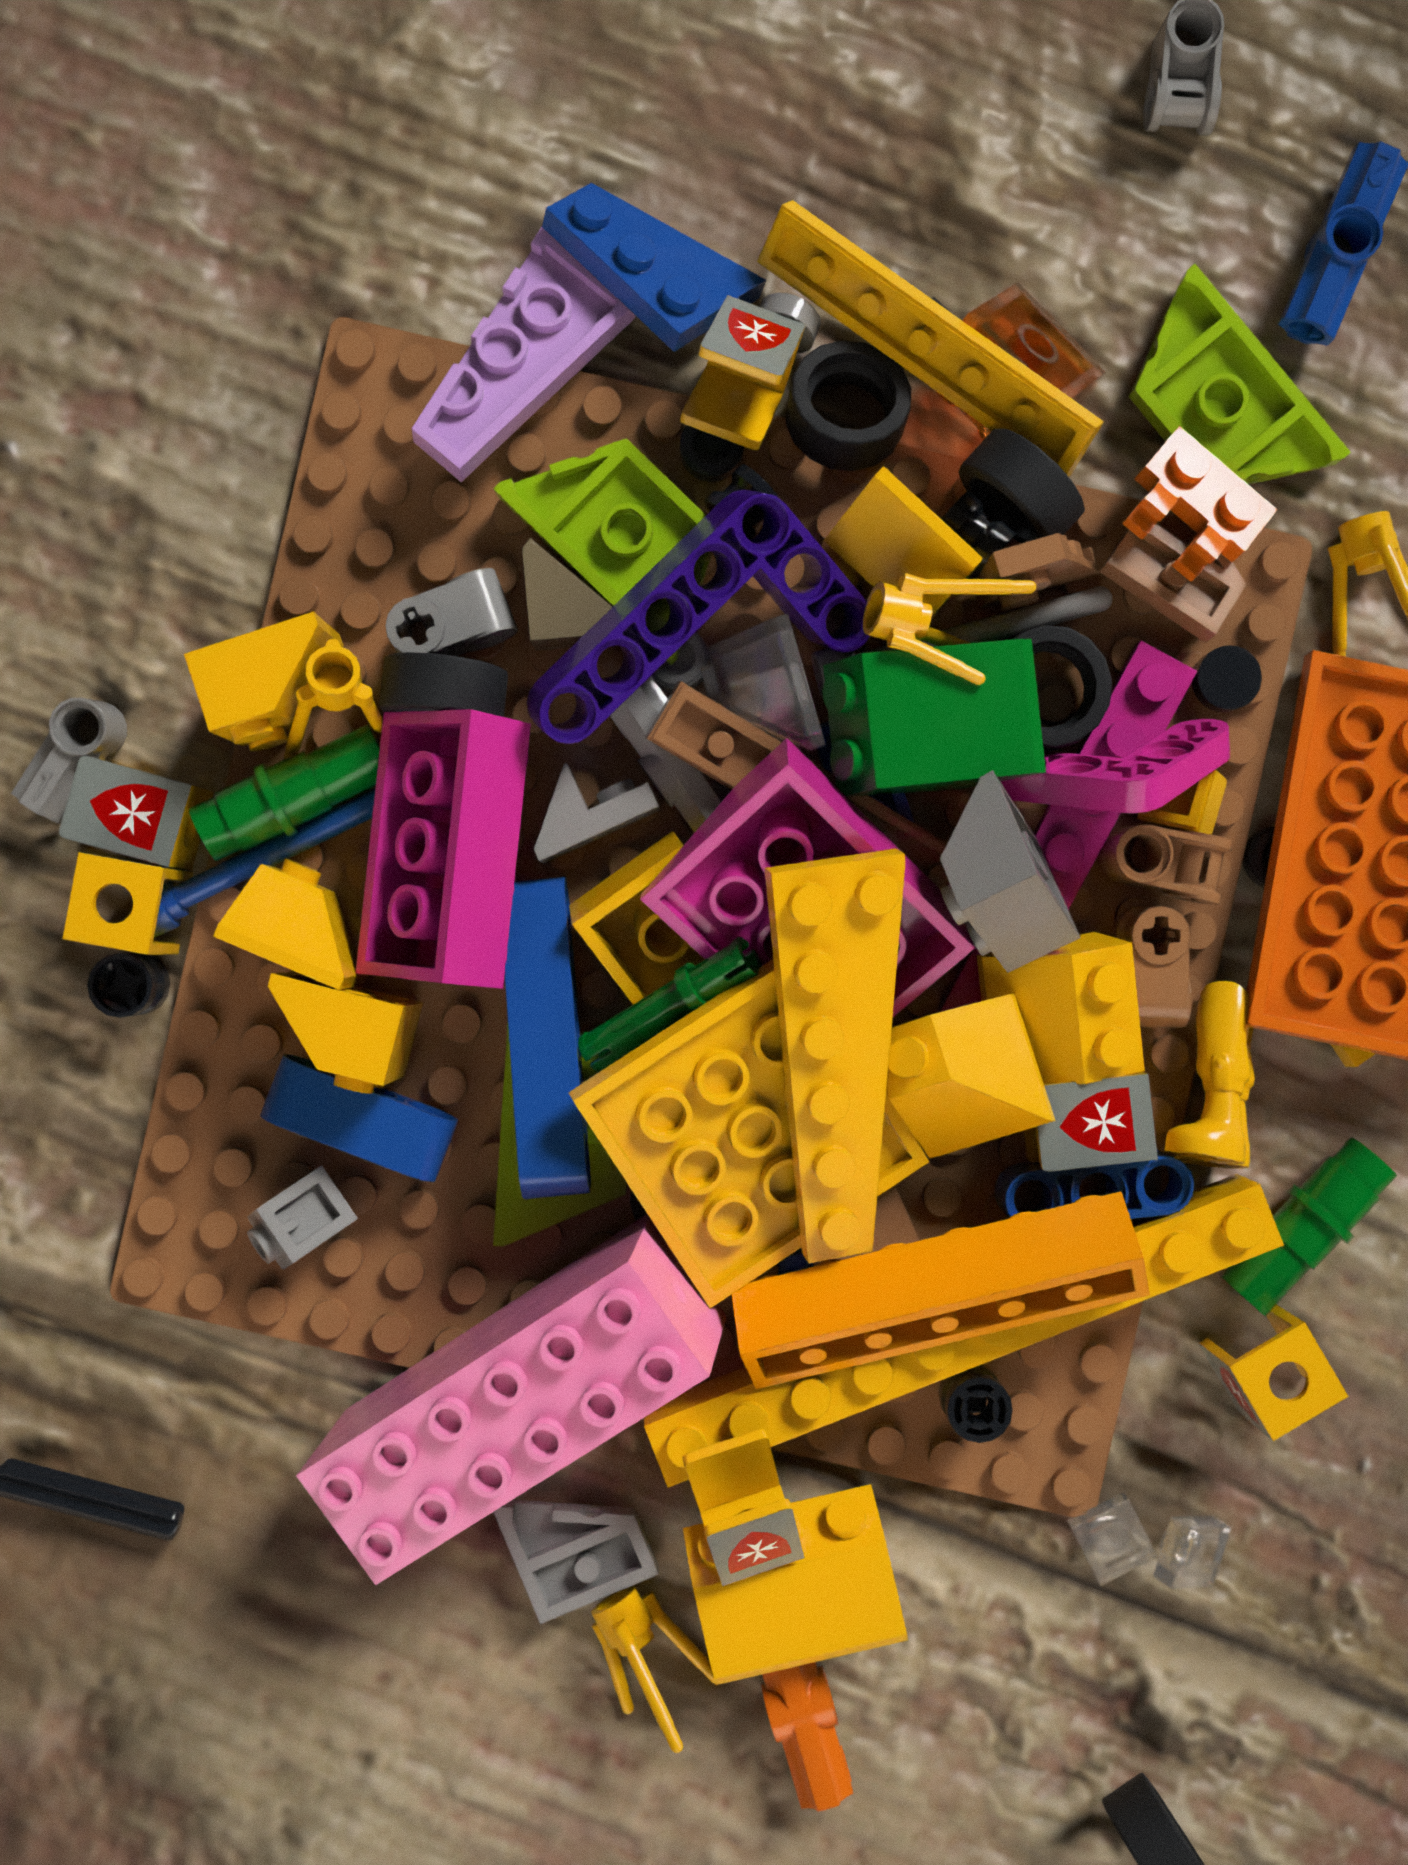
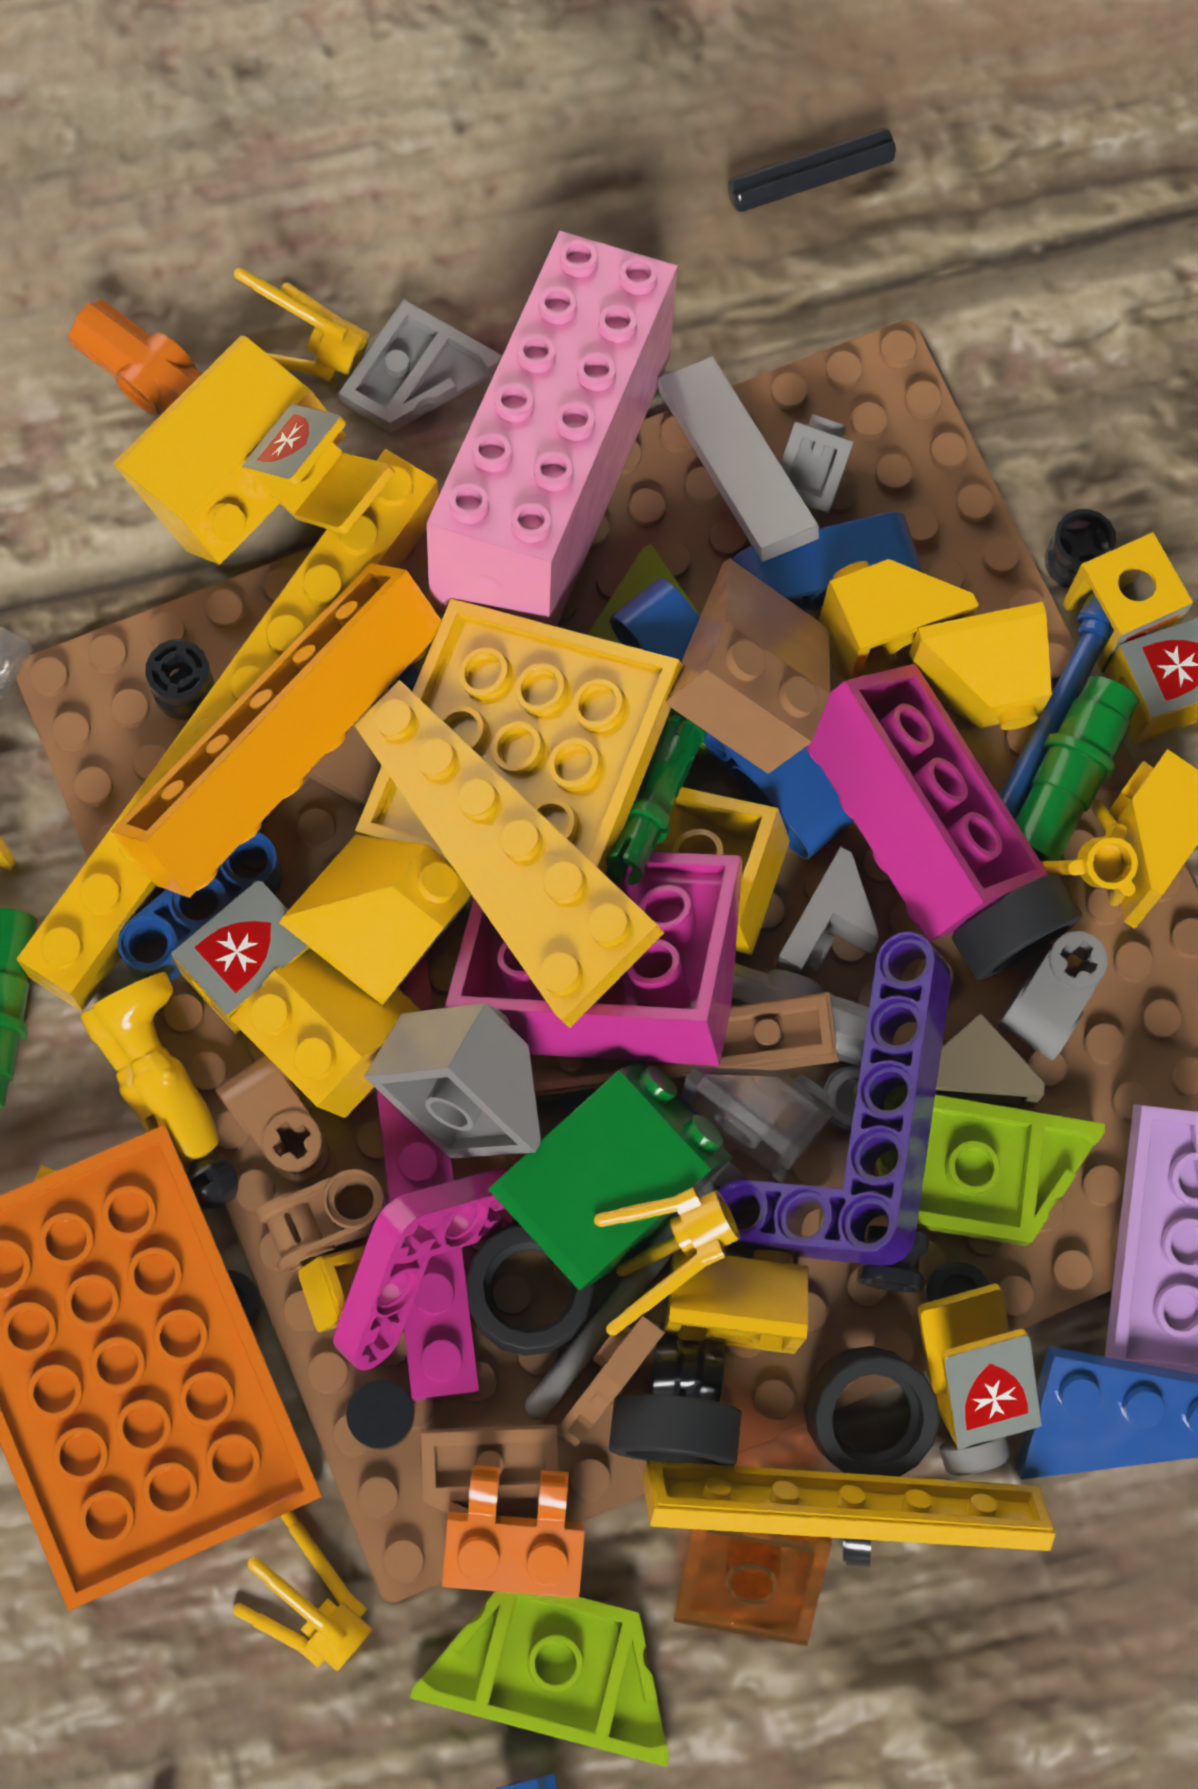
camera: 140 degrees right, 15 degrees down
(364, 1267) = (738, 459): none -> light grey tile
(502, 1055) = (754, 670): none -> medium nougat slope
(1230, 959) = (212, 1180): none -> black hinge

